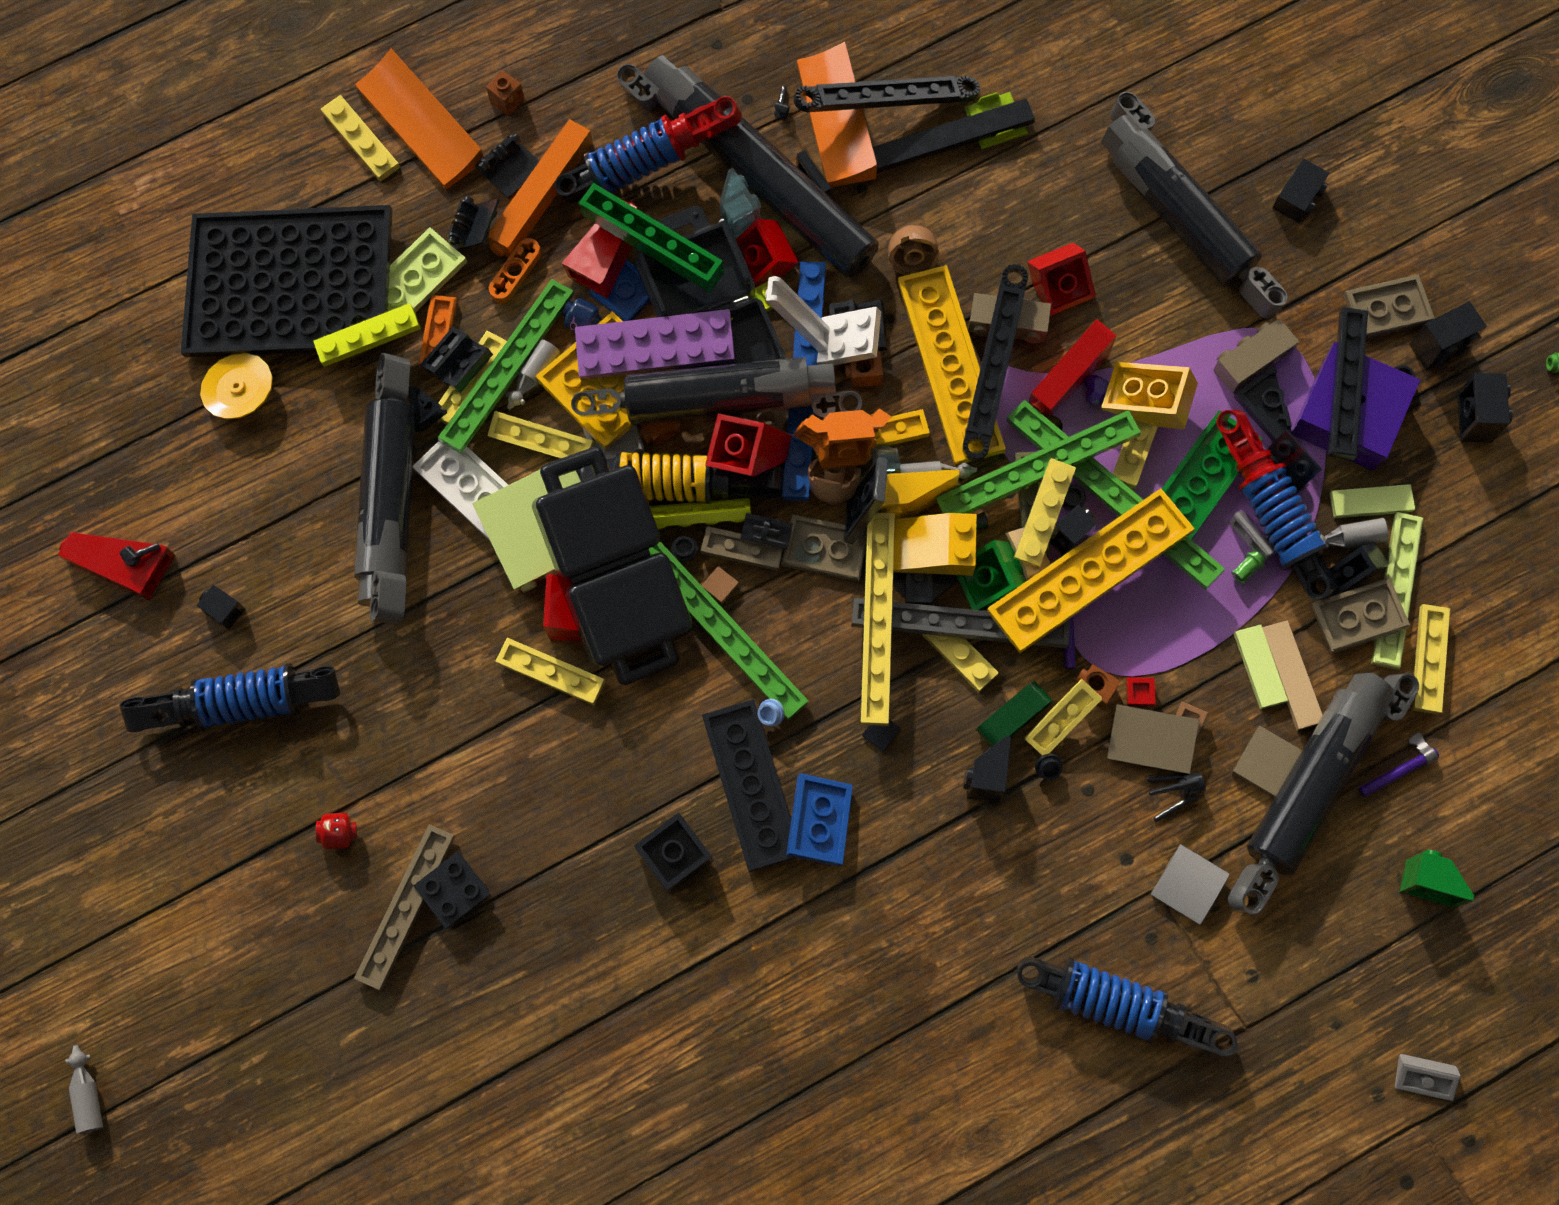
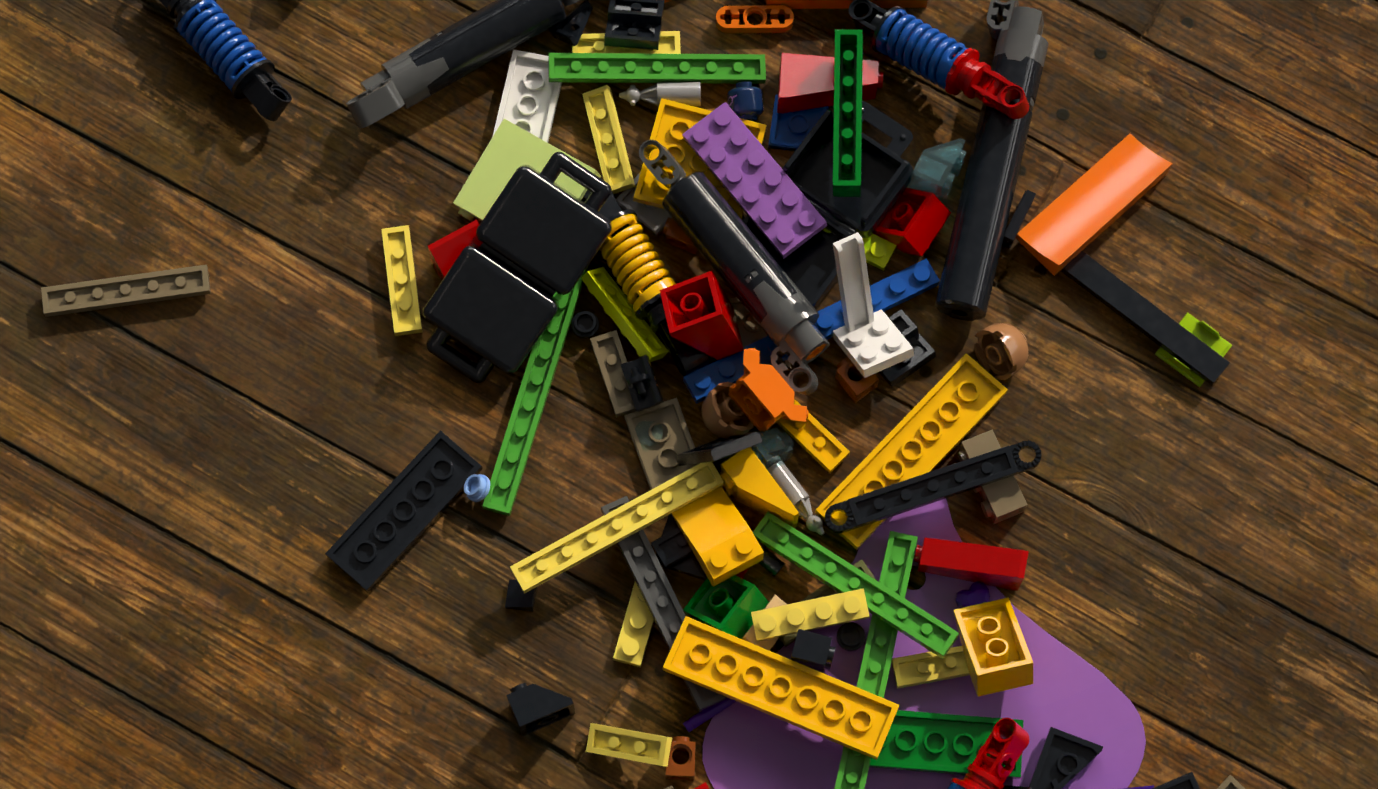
camera: 55 degrees right, 0 degrees up
(335, 831) = (155, 193): red head -> none
(452, 889) = (161, 318): black hinge -> none
(673, 853) = (301, 481): black brick -> none
(720, 585) = (571, 375): medium nougat tile -> none
(782, 109) = (1071, 147): black hand -> none
(819, 820) = (406, 586): blue plate -> none
(886, 93) = (1141, 233): black plate -> none
(1014, 714) = (609, 701): dark green beam -> none
(1048, 766) = (578, 759): black plate -> none
(1062, 277) = (1064, 502): red slope -> none
(1188, 206) = (1215, 571): piece -> none
(1255, 354) = (1103, 724): dark tan brick -> none
(1300, 191) = (1308, 674): black brick -> none

